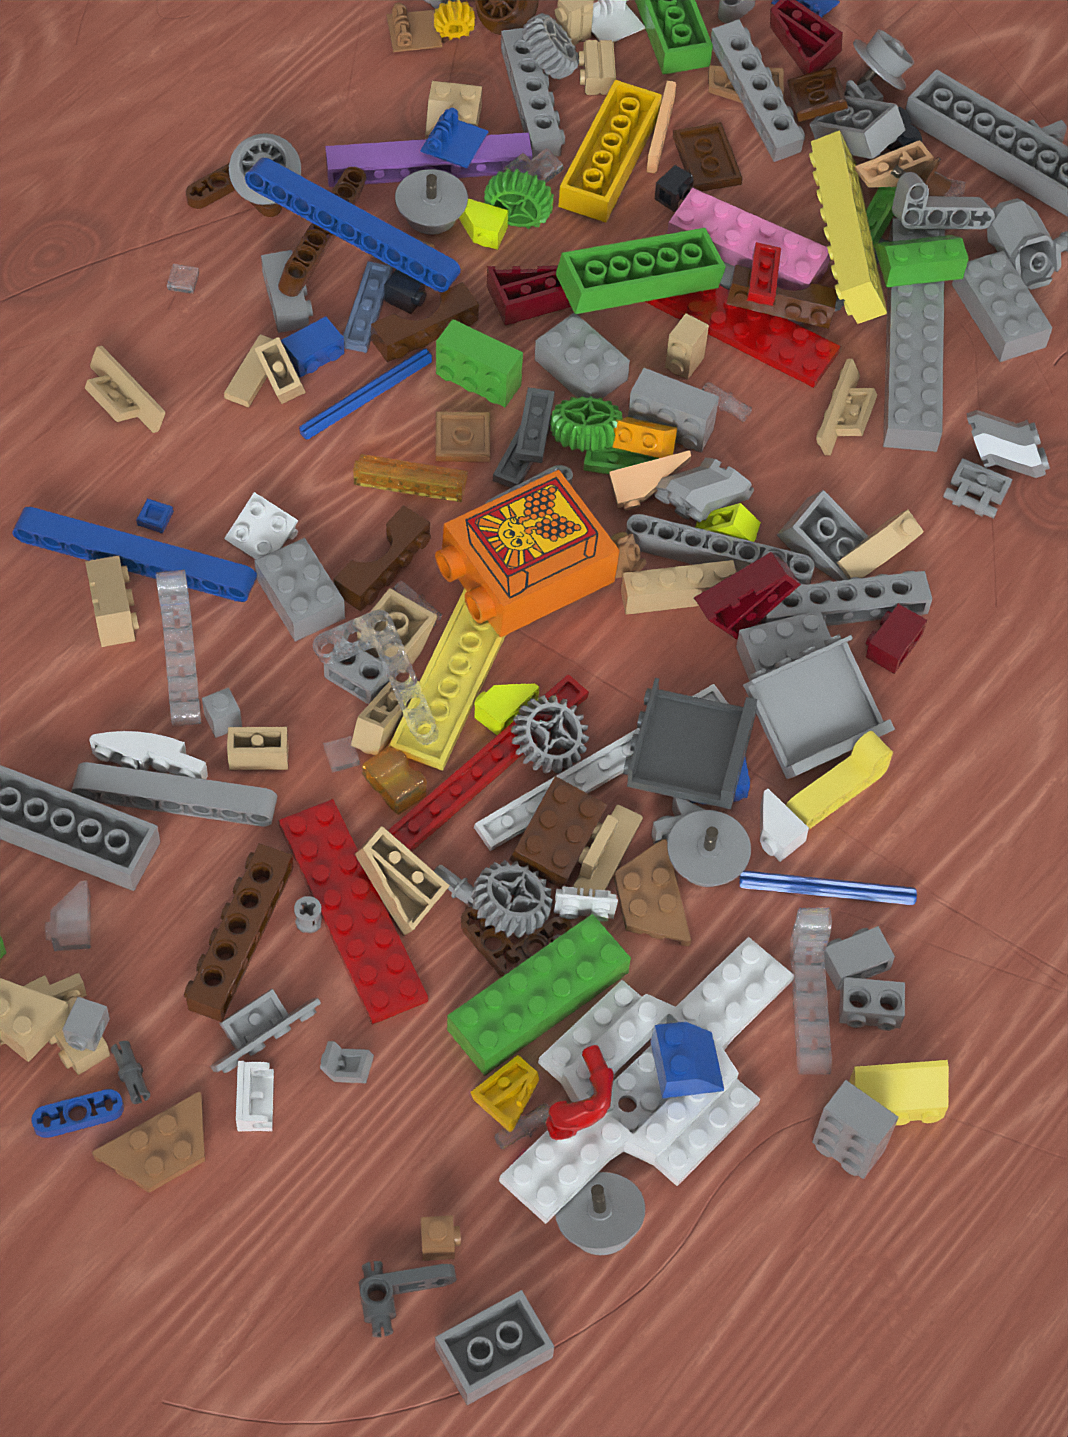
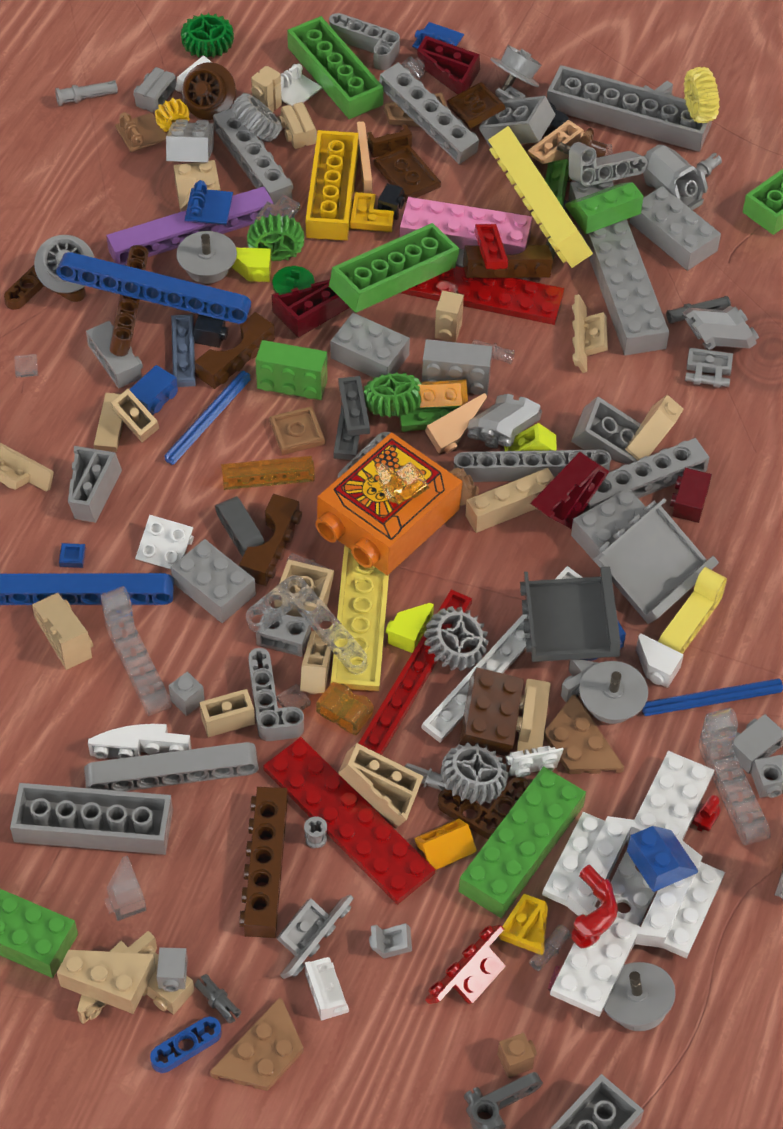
camera: 15 degrees left, 5 degrees down
(205, 436) = (92, 482): none -> light grey wedge
(313, 738) = (266, 694): none -> light grey beam
(353, 530) = (239, 524): none -> dark grey beam
(427, 1127) = (473, 971): none -> bracket
(452, 971) = (447, 843): none -> light orange panel
(461, 57) = (190, 141): none -> light grey brick
(524, 252) = (290, 278): none -> green piece
(544, 536) = (403, 484): none -> clear yellow brick
(639, 201) = (368, 218): none -> yellow plate
(698, 115) = (389, 142): none -> reddish brown hinge
(761, 30) = (415, 67): none -> clear gear
(768, 1025) = (708, 814): none -> red piece
(1009, 413) = (716, 304): none -> dark grey pin

